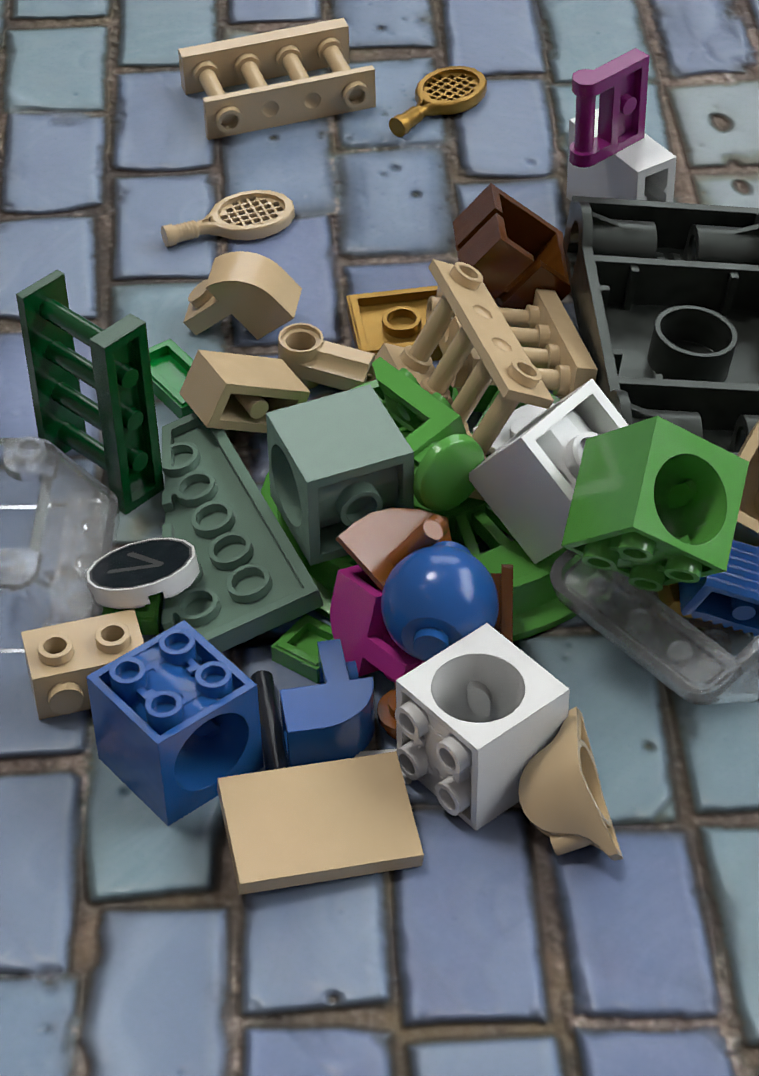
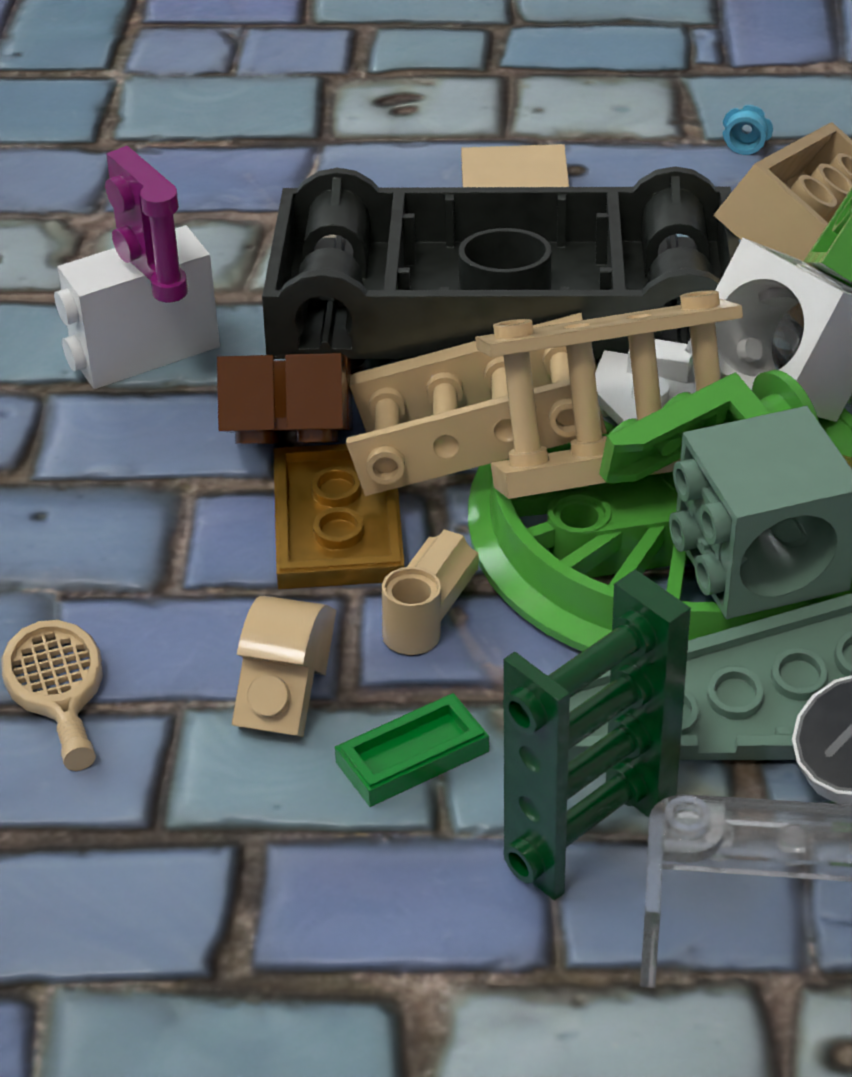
camera: 85 degrees left, 0 degrees up
(240, 389) = (498, 625): tan brick -> none

